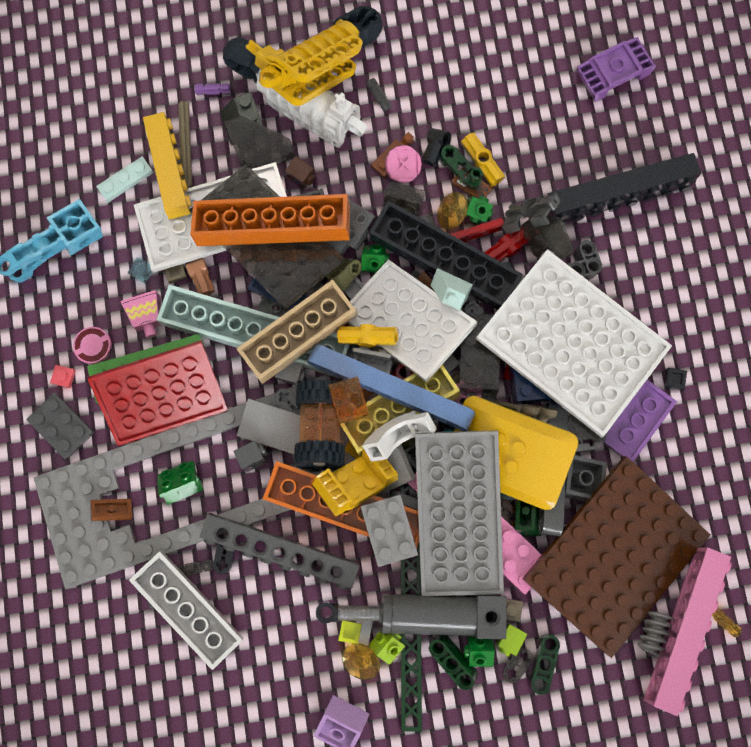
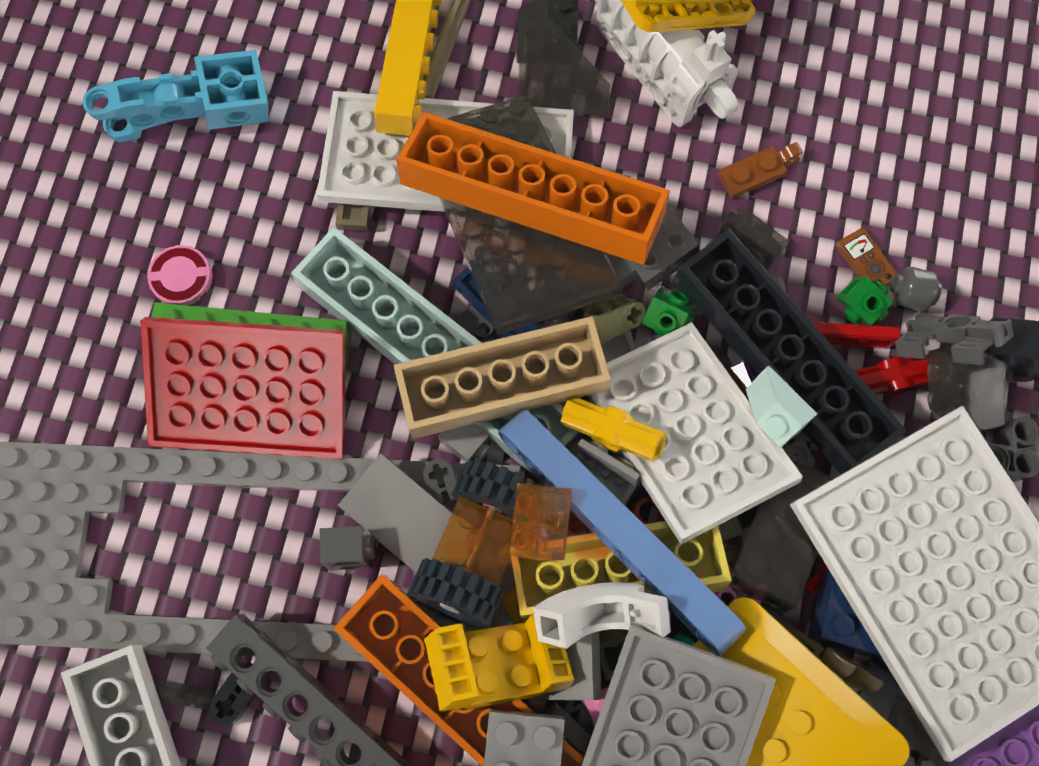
camera: 15 degrees right, 5 degrees down
(60, 426) = (76, 379): dark grey plate -> none
(62, 376) = (114, 304): coral plate -> none
(111, 509) = (90, 543): dark orange plate -> none
(124, 179) = (337, 51): light aqua plate -> none
(140, 270) = (301, 192): clear light blue plate -> none
(143, 312) = (276, 254): bright pink torso -> none
(179, 482) = (215, 543): green bracket -> none
(199, 274) = (388, 230): nougat piece -> none
(300, 172) = (605, 140): reddish brown brick -> none
(379, 94) = (771, 72): dark grey axle -> none
(403, 164) = (770, 187): bright pink tile -> none
(436, 141) = (836, 173): black piece -> none
(452, 210) = (823, 286): clear yellow dish -> none
(473, 179) = (851, 207): dark green beam -> none
(477, 150) = (895, 210): yellow piece -> none
(503, 191) = (916, 288): none -> dark grey head

